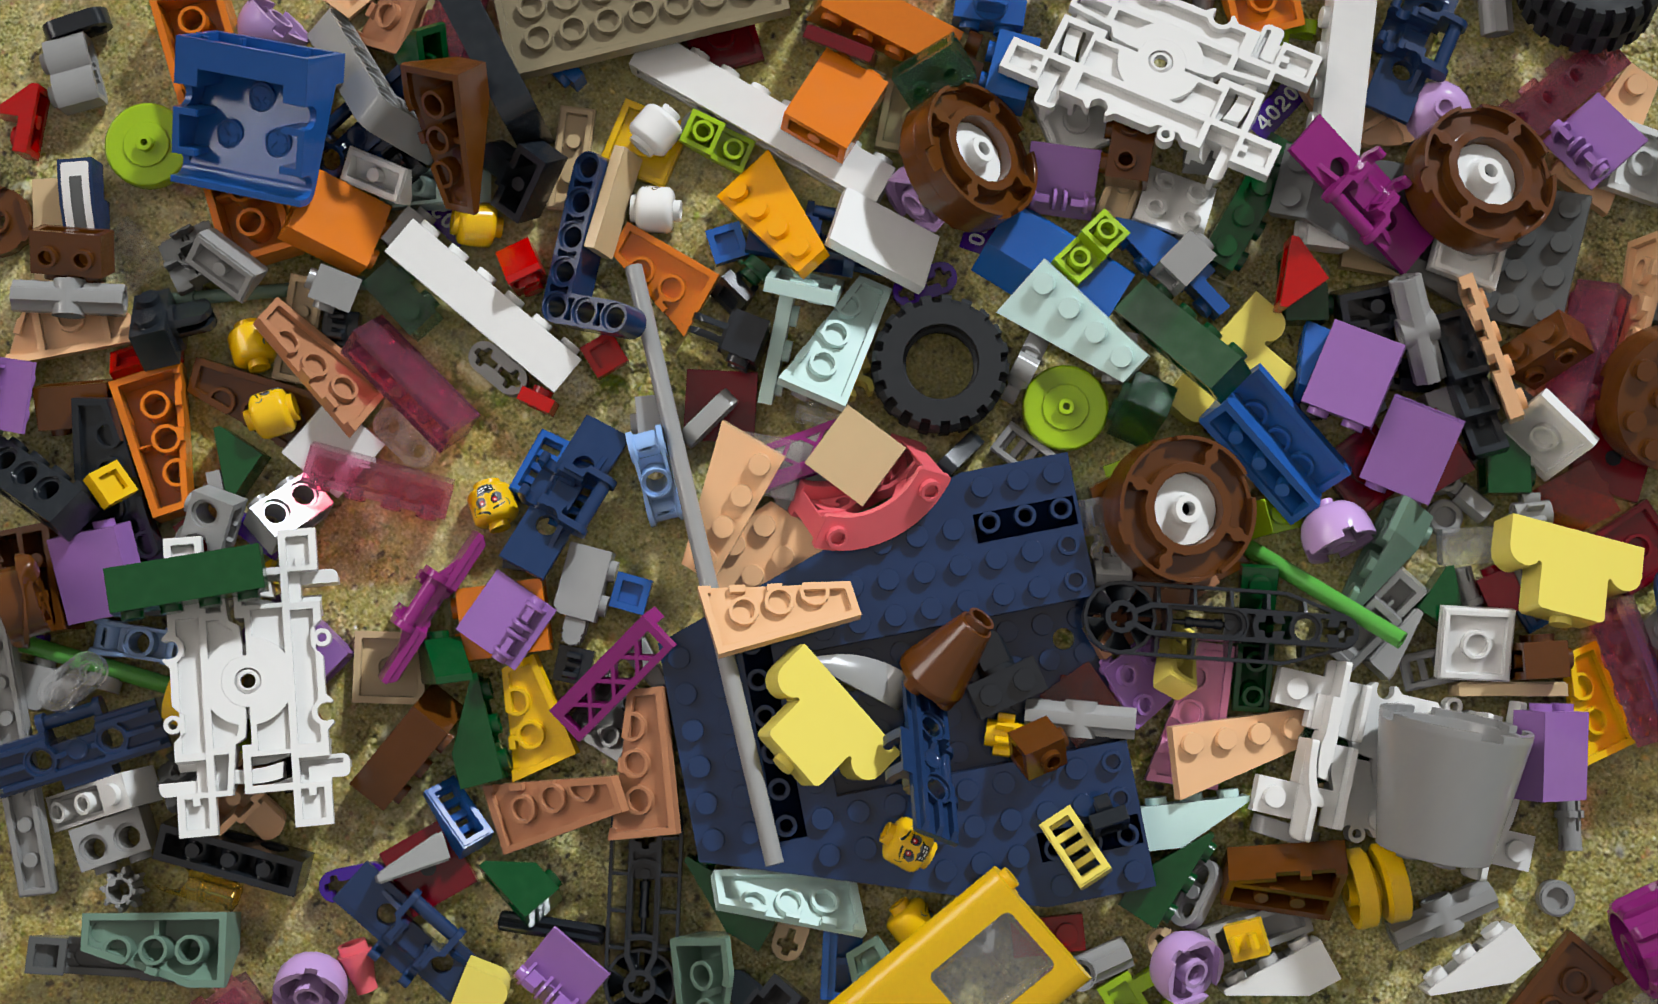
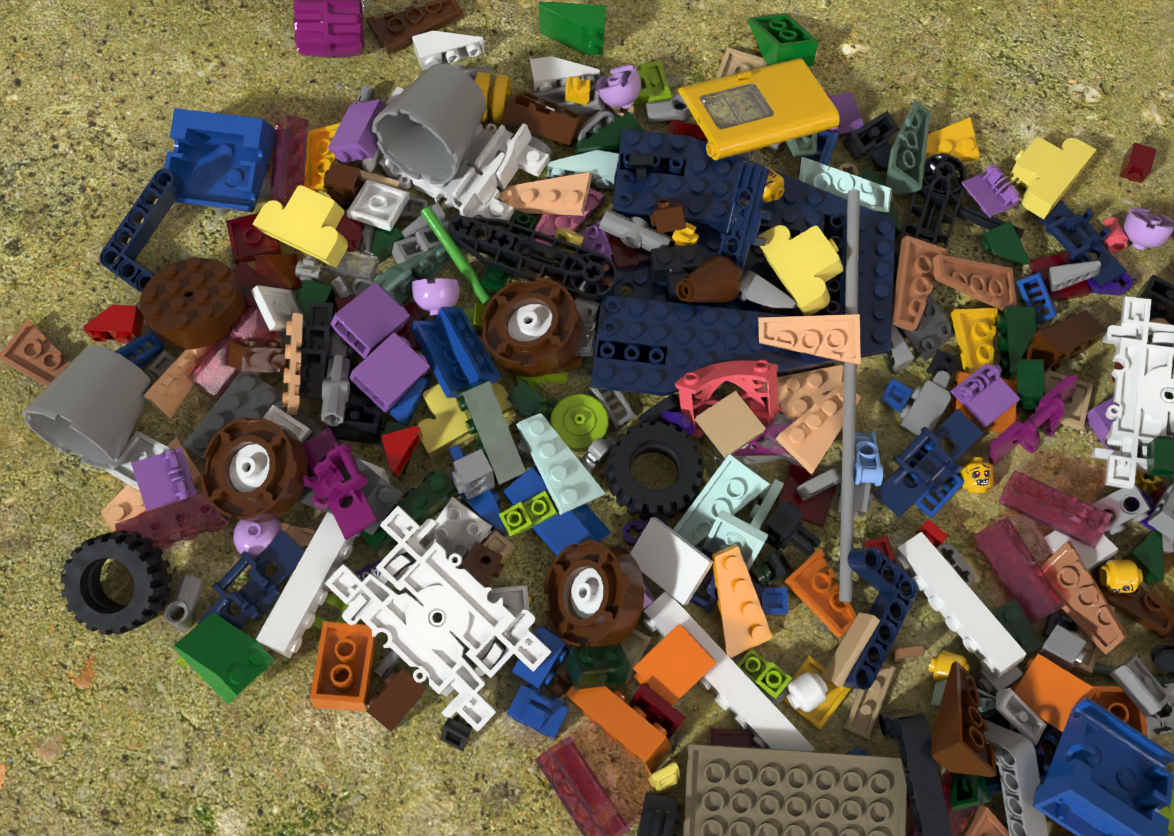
camera: 165 degrees left, 15 degrees down
(249, 347) = (1134, 631): yellow head -> none
(522, 268) = (924, 624): red slope -> none
(523, 176) = (910, 688): black brick -> none
(536, 227) = (908, 653): none -> medium nougat tile
(609, 663) = (929, 343): magenta fence -> none
(655, 209) = (819, 639): white head -> none
(908, 917) = (770, 157): yellow head -> none
(929, 438) = (678, 419): none -> dark purple tile
(1065, 180) = (526, 571): medium lavender hinge -> none
(1094, 874) = (664, 138): light yellow slope -> none
(1555, 897) = (387, 71): light grey tile -> none

